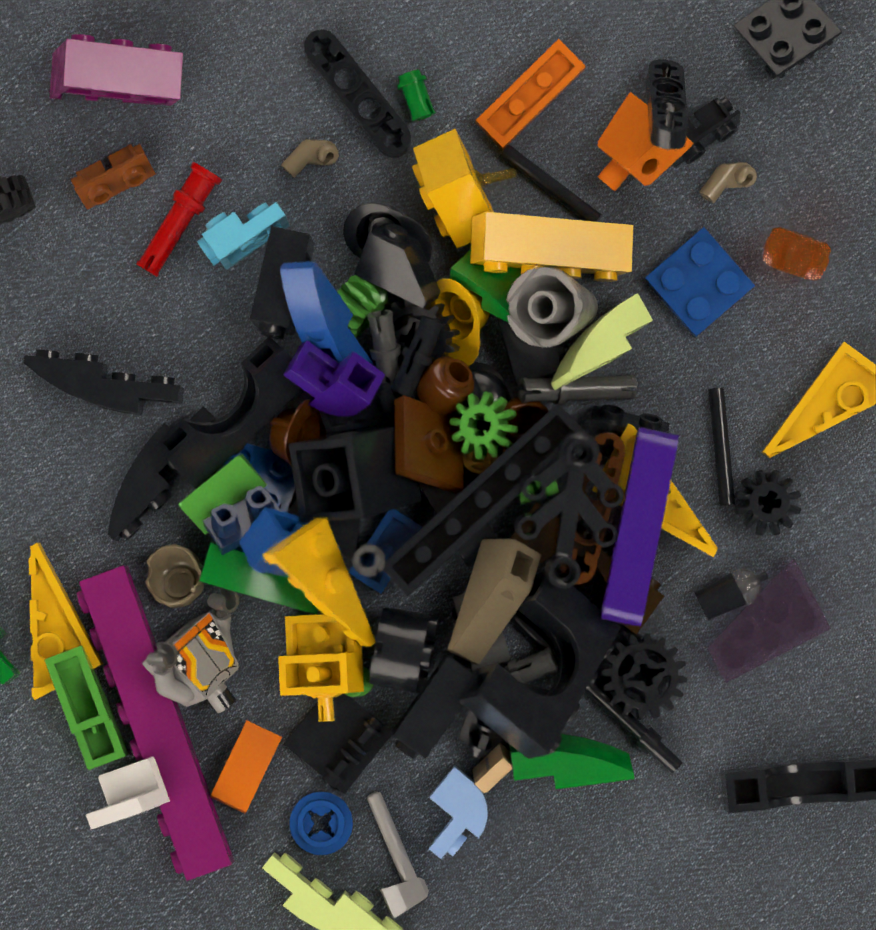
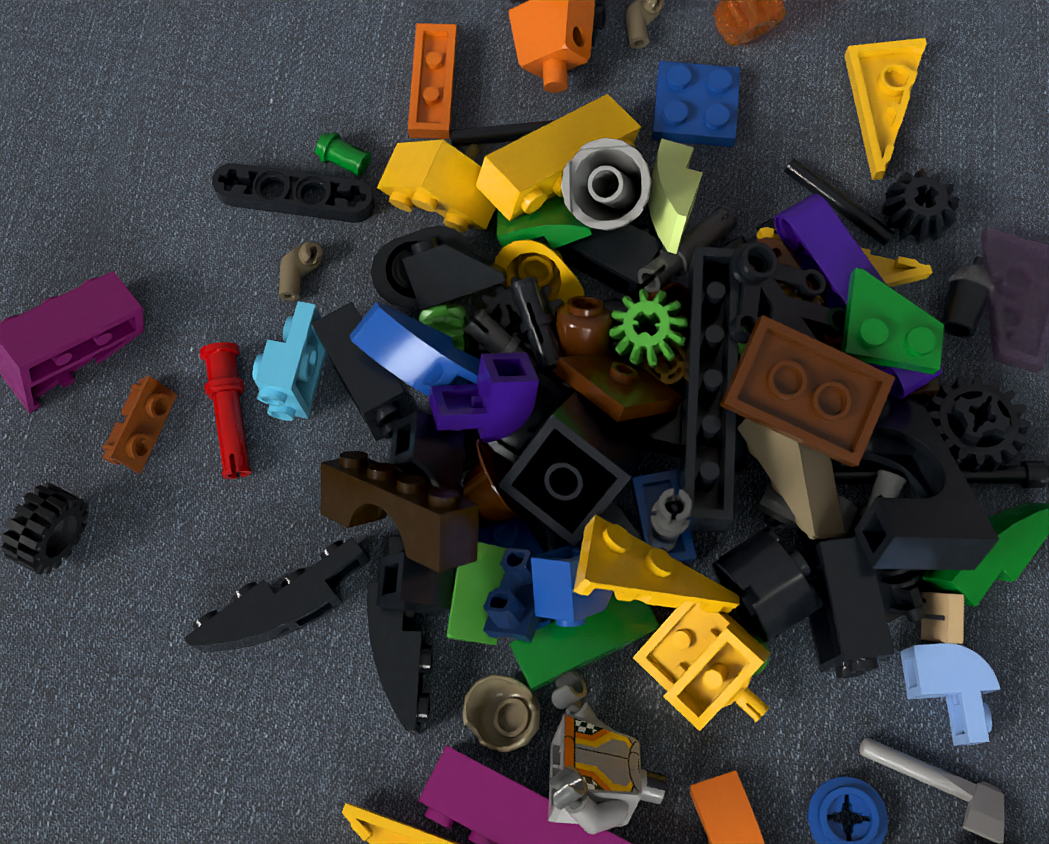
camera: 45 degrees left, 15 degrees down
(227, 430) = (433, 521): none -> dark brown arch
(339, 747) = (793, 732): black hinge -> none
(525, 563) = (807, 391): none -> reddish brown plate
(626, 569) = (889, 328): none -> green wing

